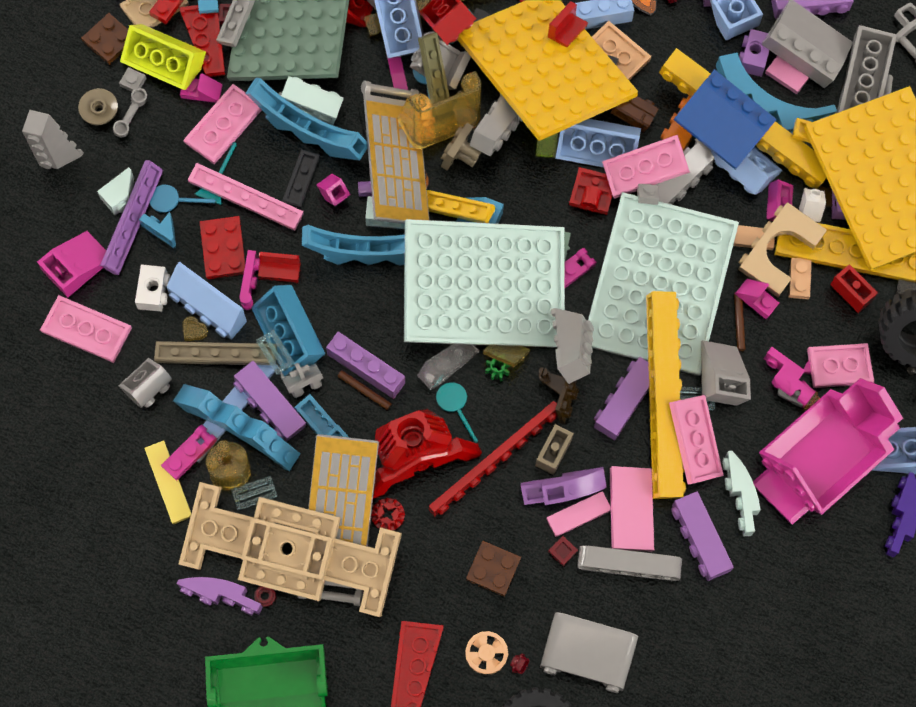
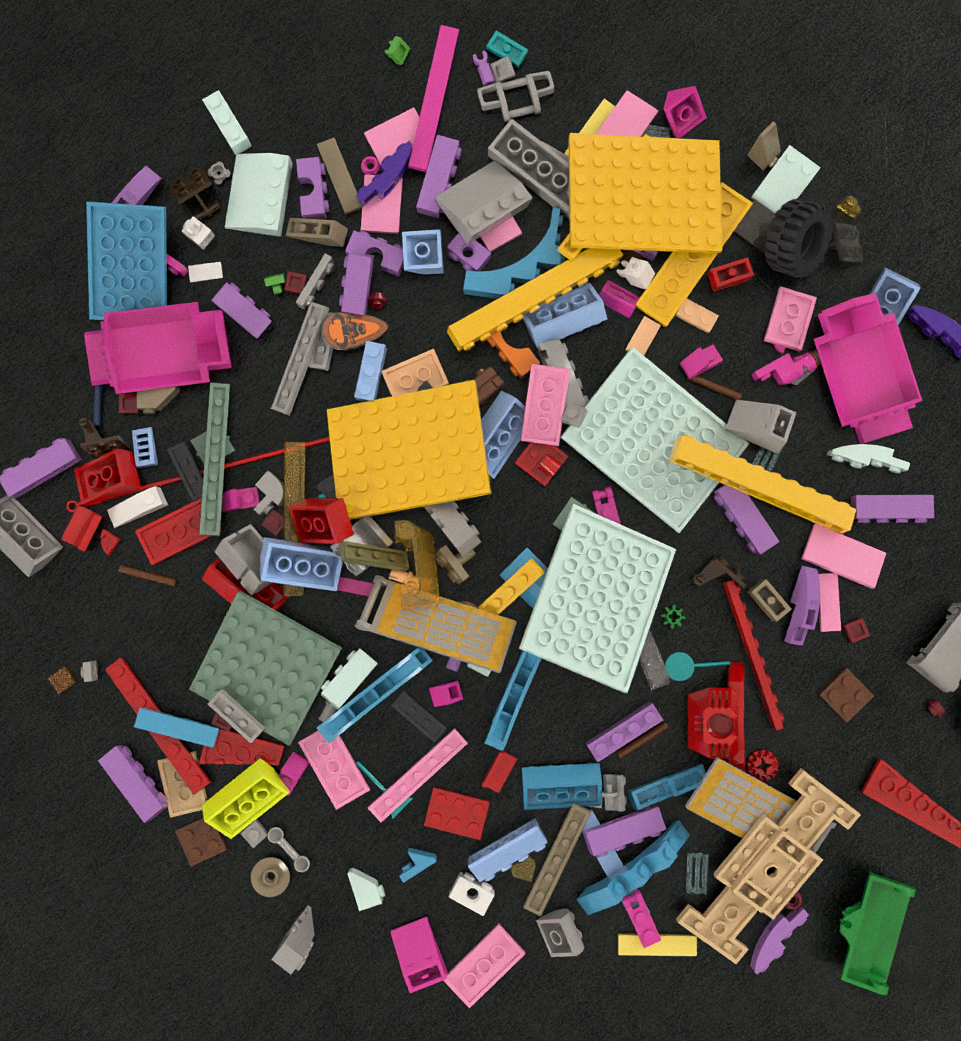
camera: 65 degrees left, 15 degrees up
(129, 221) = (394, 886): medium lavender tile -> none
(166, 198) = (385, 846): dark azure piece -> none
(228, 465) = (665, 900): clear yellow brick -> none
(249, 280) = (501, 803): dark pink plate -> none
(284, 367) = (583, 800): clear light blue tile -> none
(486, 653) = (915, 731): light nougat piece -> none
(507, 354) = (668, 604): clear yellow piece -> none
(566, 26) = (380, 414): red panel -> none
(573, 344) = (692, 546): light grey wedge -> none
(629, 563) = (890, 579): light grey beam -> none
(696, 439) = (811, 475): bright pink tile -> none
(724, 119) = (537, 315): blue slope -> none
(789, 222) = (648, 305): tan arch -> none

